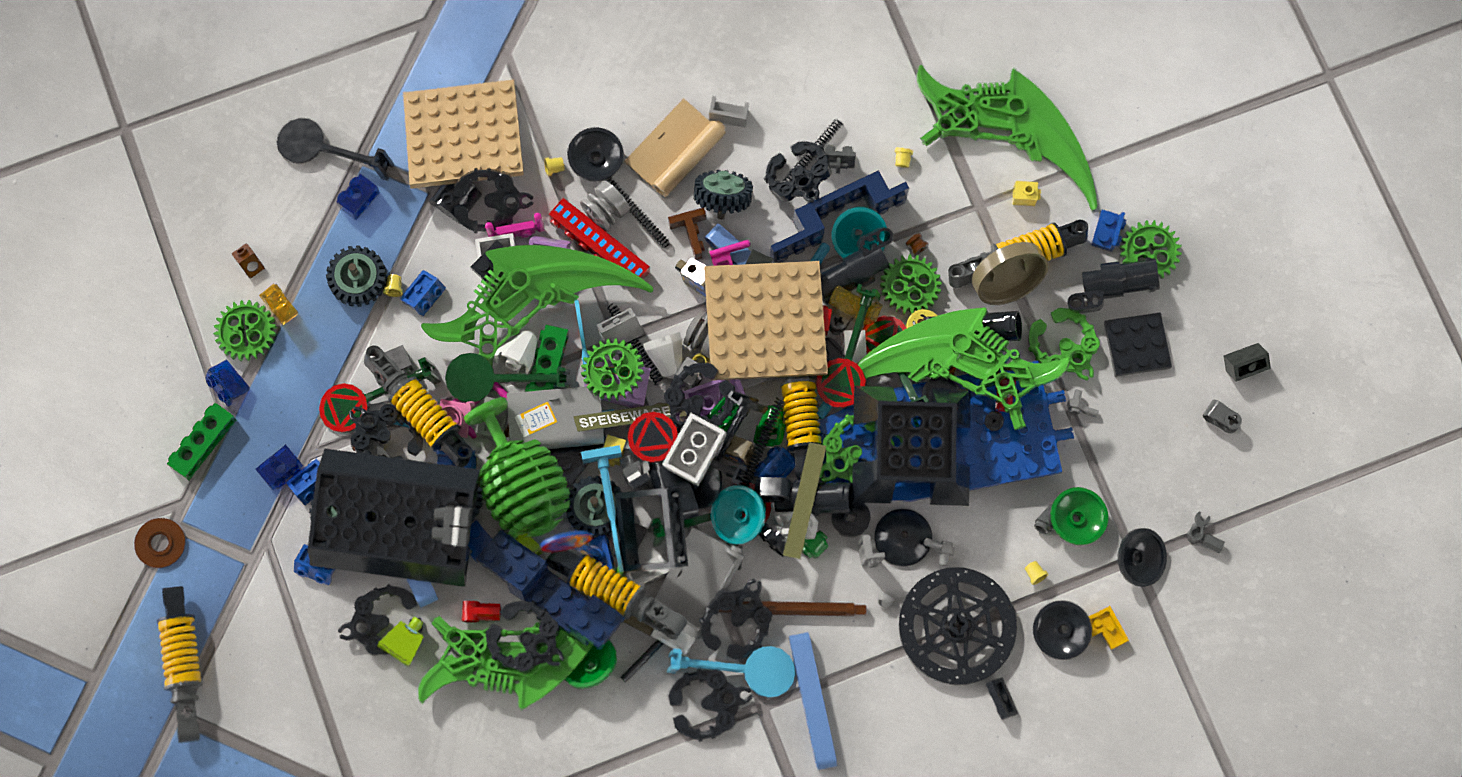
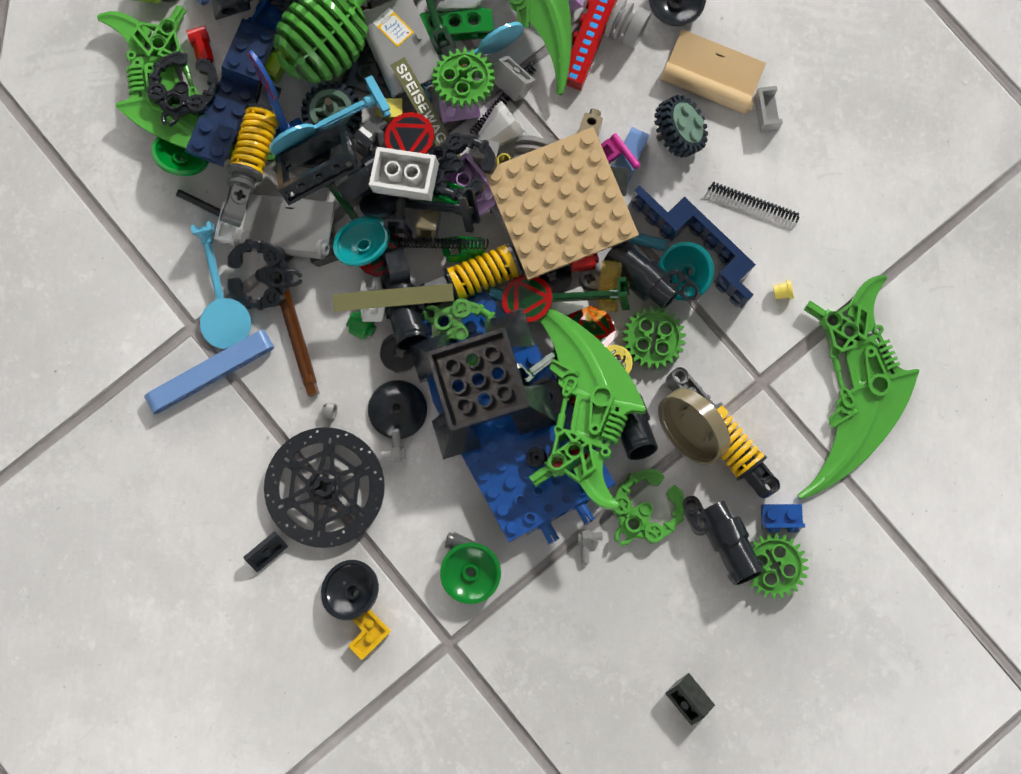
camera: 70 degrees right, 5 degrees up
(640, 215) = (633, 64): black piece -> none
(687, 219) = (635, 113): reddish brown bracket -> none
(713, 702) = (179, 280): black piece -> none
(774, 539) = (352, 278): black plate -> none
(776, 464) = (424, 265): blue bracket -> none
(804, 182) = (719, 199): black piece -> none
(840, 159) = (757, 229): dark grey hips -> none
(866, 548) = (369, 374): light grey bracket -> none
(917, 244) = (697, 331): reddish brown wheel -> none
(1026, 193) = (790, 422): light yellow brick -> none
(1035, 573) = (401, 548): light yellow piece -> none
(1137, 344) = (672, 582): black plate -> none
(1149, 557) = (445, 657): black dish -> none
(1196, 535) = (495, 698): dark grey bar -> none
(1221, 415) = (624, 686): dark grey piece -> none

